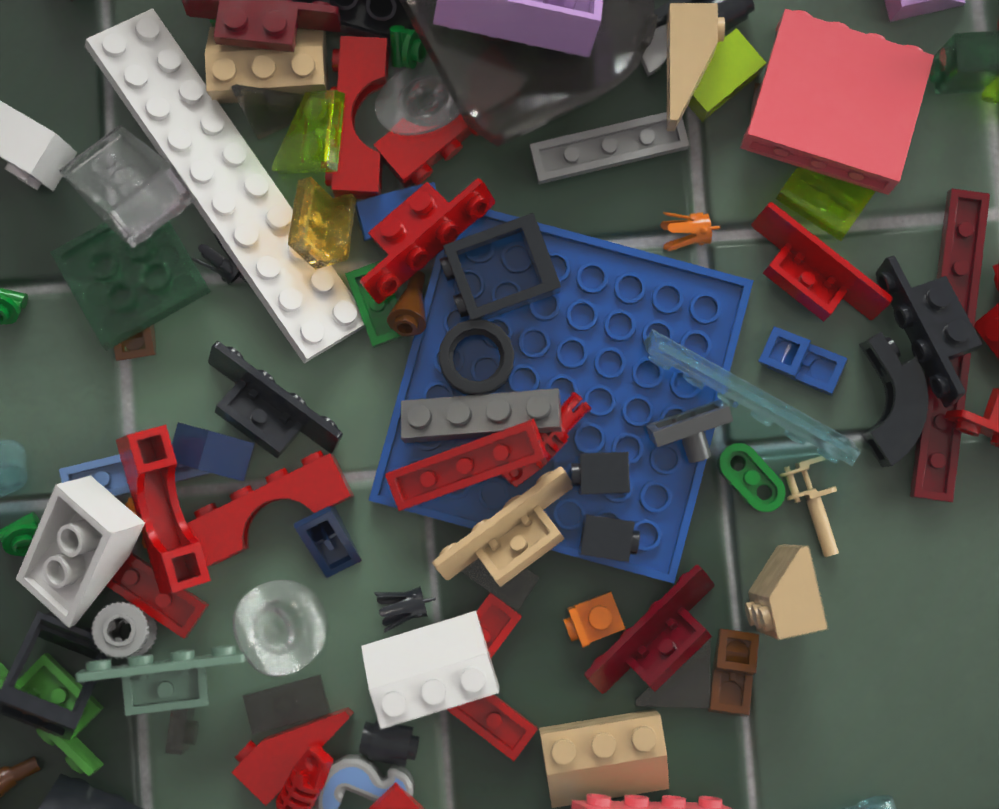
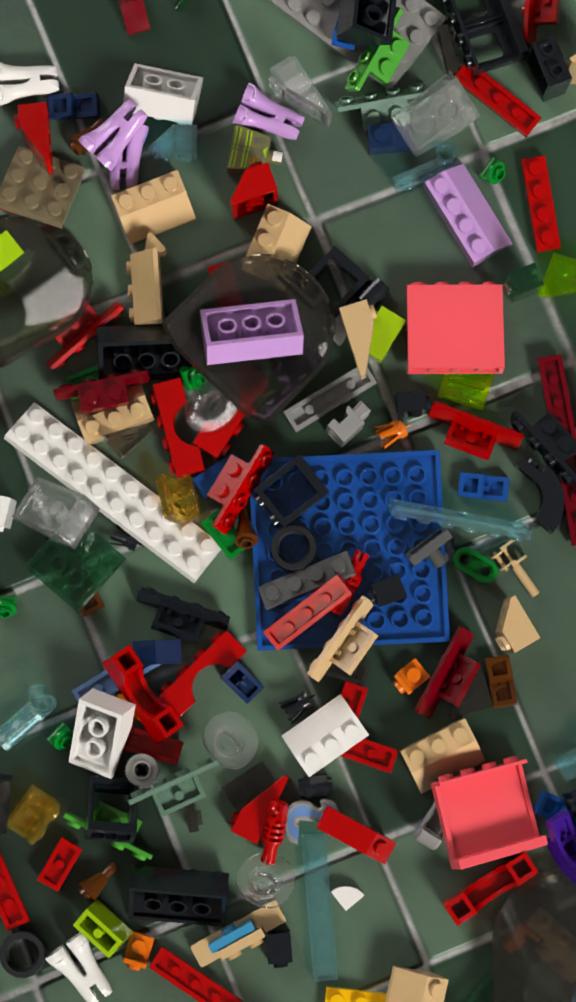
camera: 15 degrees left, 0 degrees up
(313, 136) = (155, 448): clear neon green wing -> none
(608, 538) = (403, 627): black brick -> none
(625, 197) = (350, 426): none -> light grey hips
(733, 196) = (412, 404): none -> black brick

